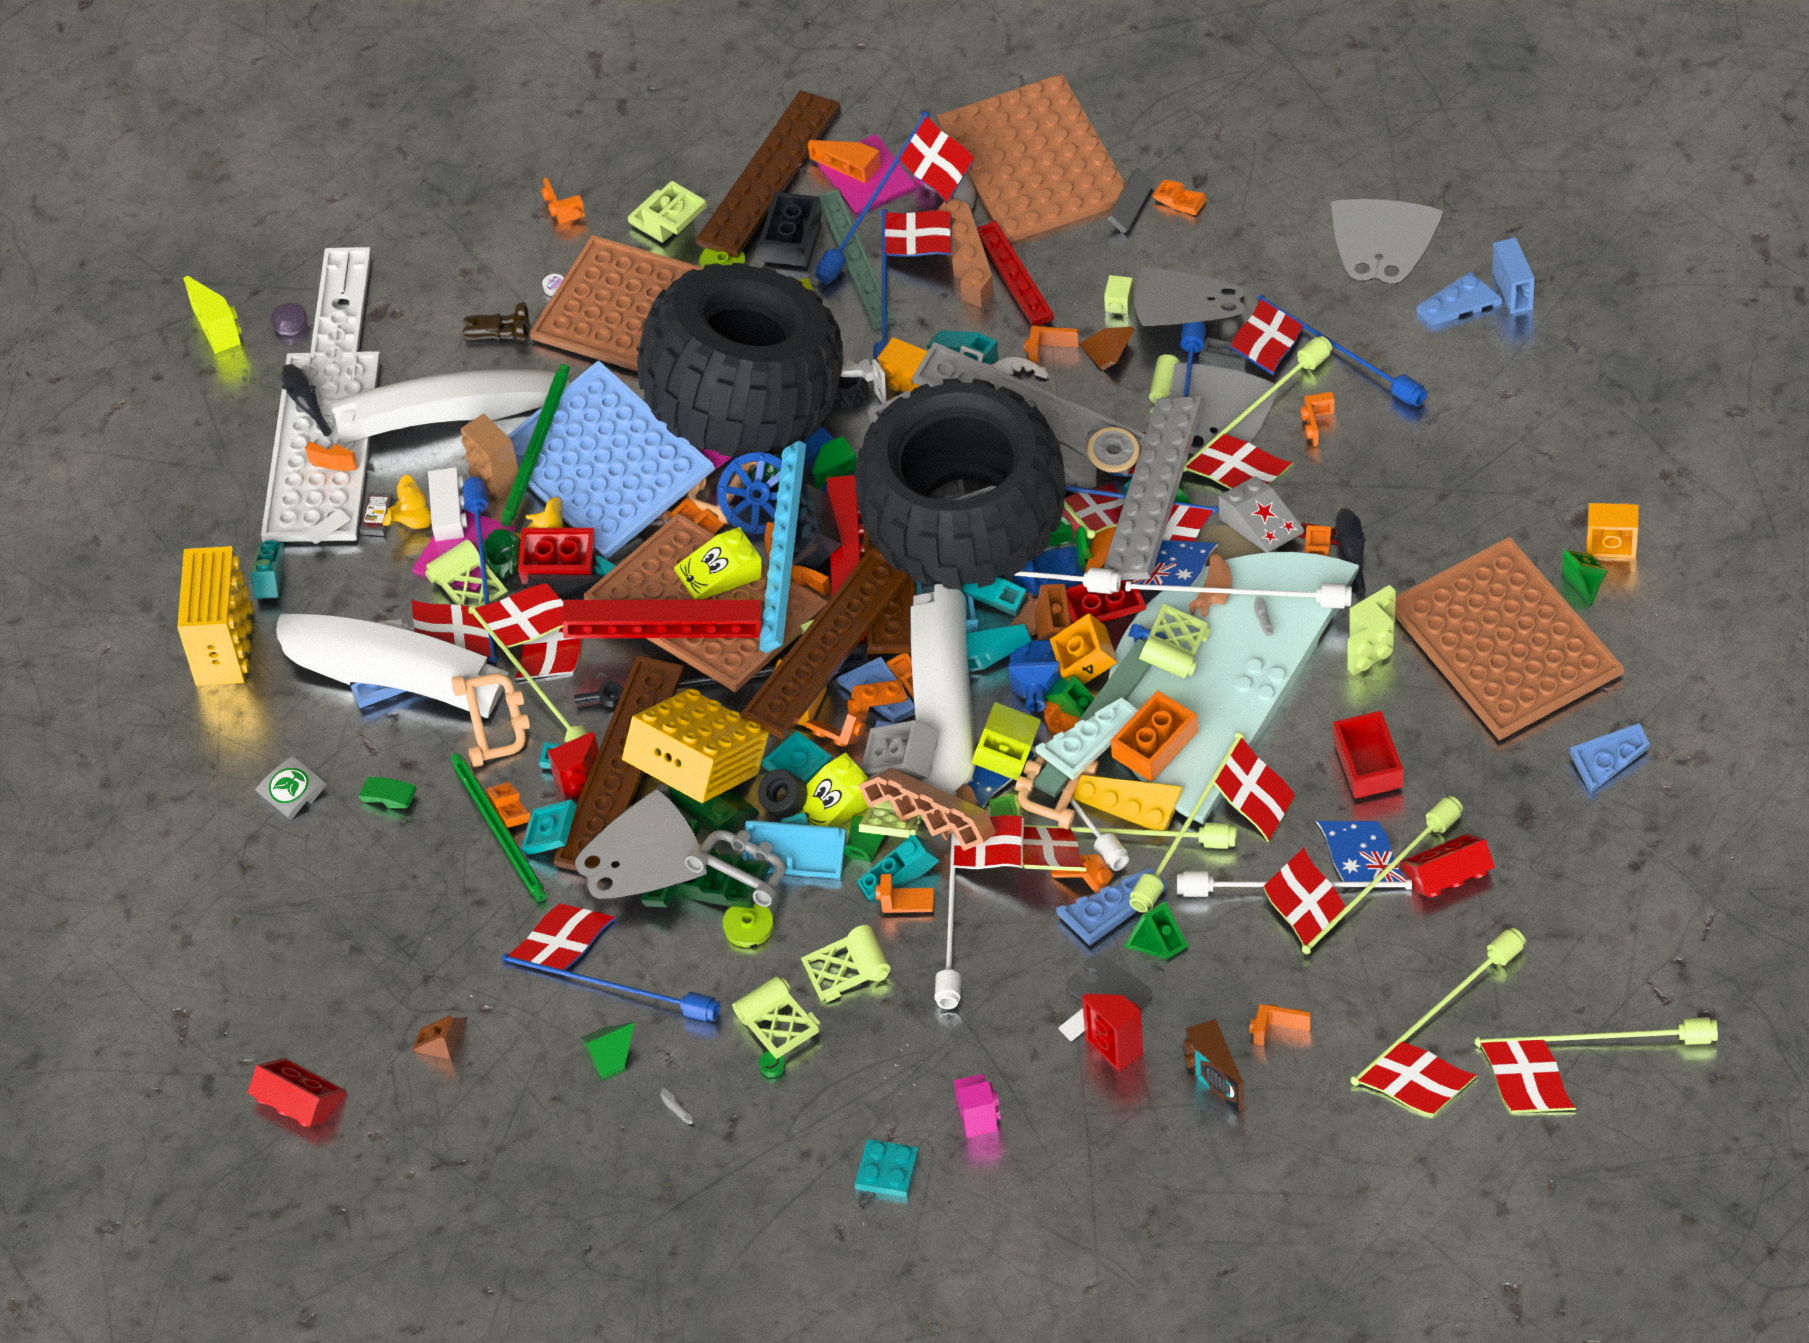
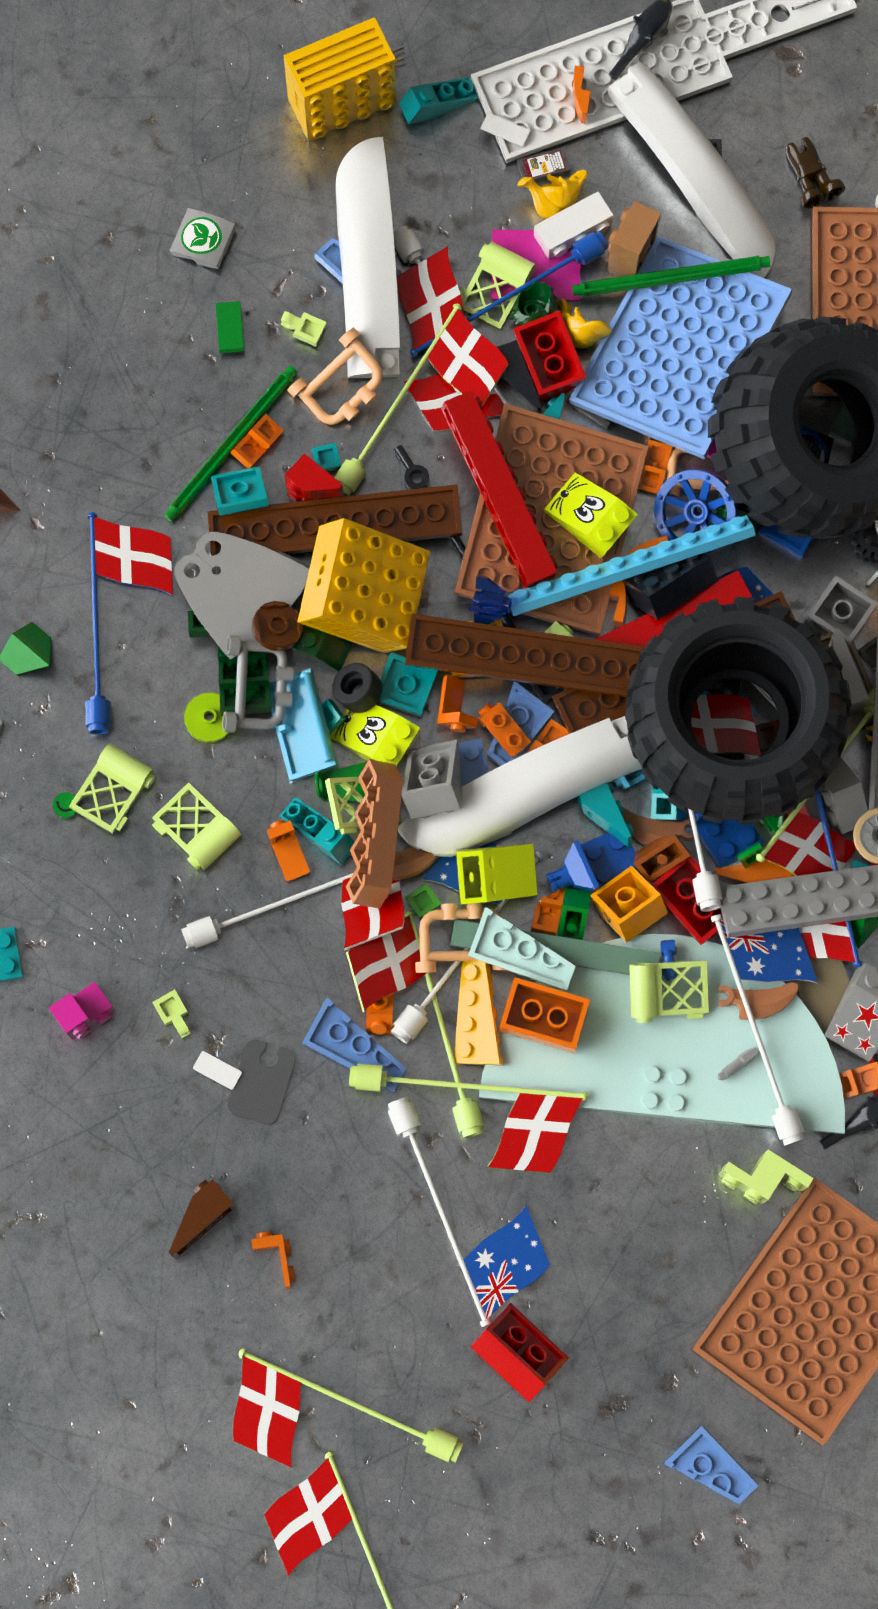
camera: 60 degrees right, 25 degrees up
(422, 732) = (306, 328): none -> yellowish green plate
(696, 824) = (276, 626): none -> reddish brown tile
(762, 652) = (490, 602): none -> clear blue brick
(834, 460) = (772, 565): green slope -> none
(1009, 1035) = (171, 1011): none -> yellowish green plate
(1113, 1028) = (194, 1110): red slope -> none
(1157, 933) = (334, 1106): green slope -> none
(1311, 900) = (428, 1234): flag -> none
(1368, 754) = (614, 1228): red piece -> none

